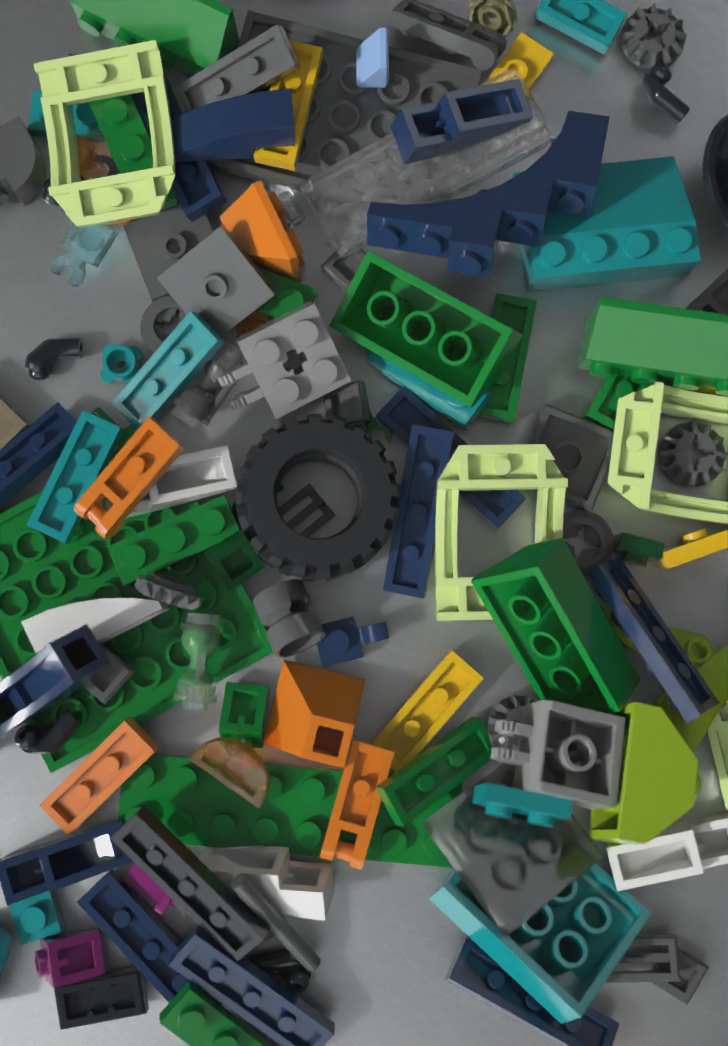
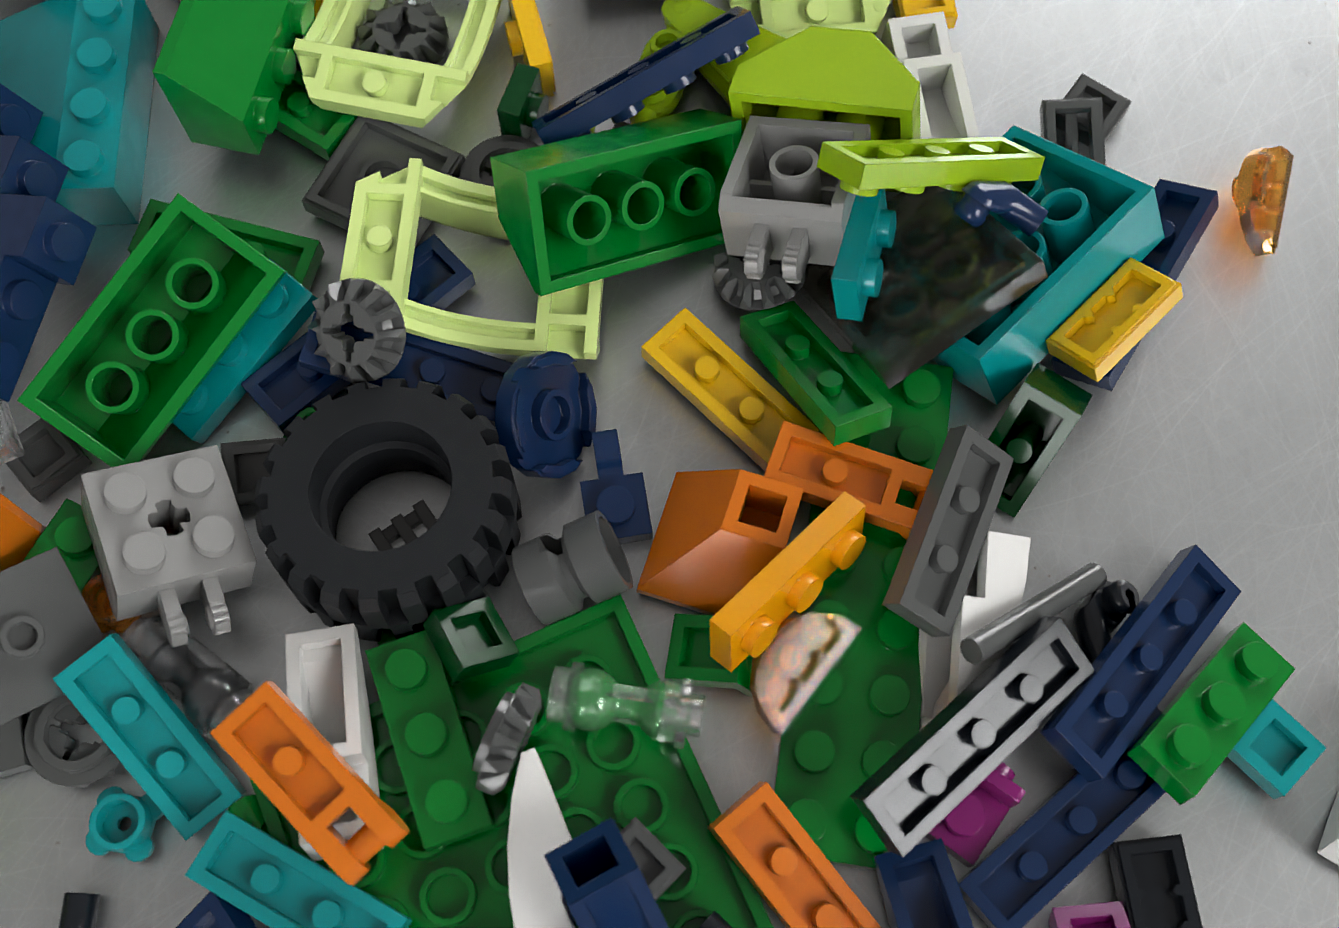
camera: 90 degrees left, 15 degrees down
(278, 762) = (788, 583): none -> light orange plate
(320, 866) = (948, 532): none -> dark grey plate
(392, 590) = (545, 414): none -> dark blue tile
(406, 920) = (1036, 430): none -> dark green slope
(437, 472) = (370, 309): none -> dark grey gear
(490, 984) = (1114, 319): none -> yellow plate
(565, 900) = (1002, 199): none -> dark blue arm
(586, 852) = (920, 163): none -> lime plate

